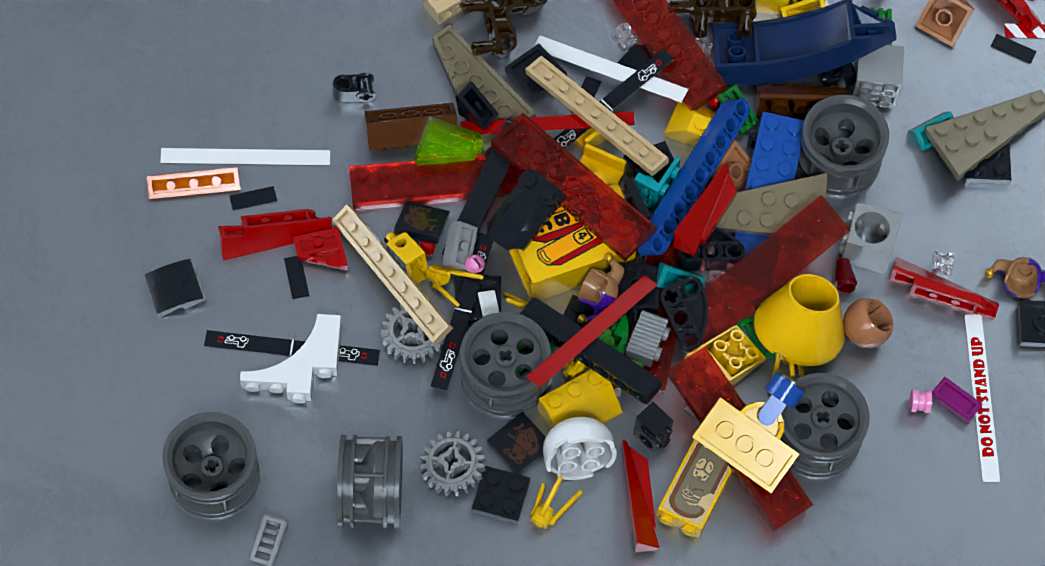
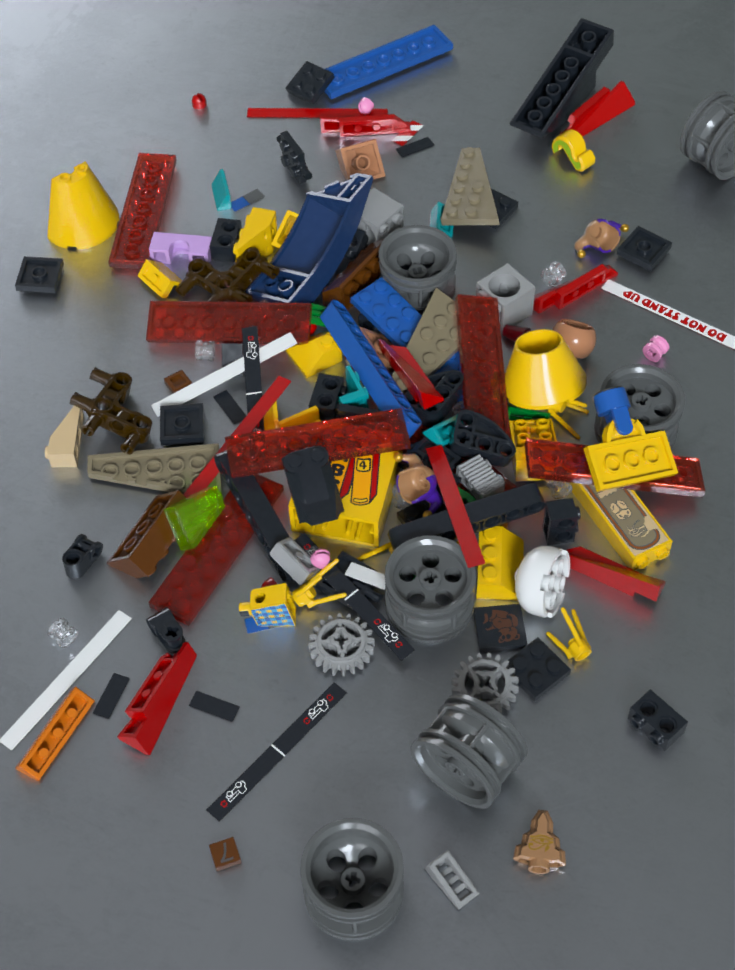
camera: 50 degrees left, 10 degrees down
(174, 287) = (144, 809): black slope -> none
(179, 366) = (225, 854): none -> reddish brown tile
(277, 125) = (62, 632): none -> clear wheel
(296, 374) = (308, 732): white arch -> none
(321, 248) = (207, 668): red wing -> none
(334, 196) = (167, 630): none -> black piece
(392, 274) = (279, 624): tan plate -> none
(422, 222) = (246, 576): black tile -> none
(475, 107) = (182, 475): black slope -> none
(578, 38) = (177, 381): none -> reddish brown tile
(597, 116) = (263, 398): tan plate -> none
(956, 400) = (669, 328): magenta tile -> none

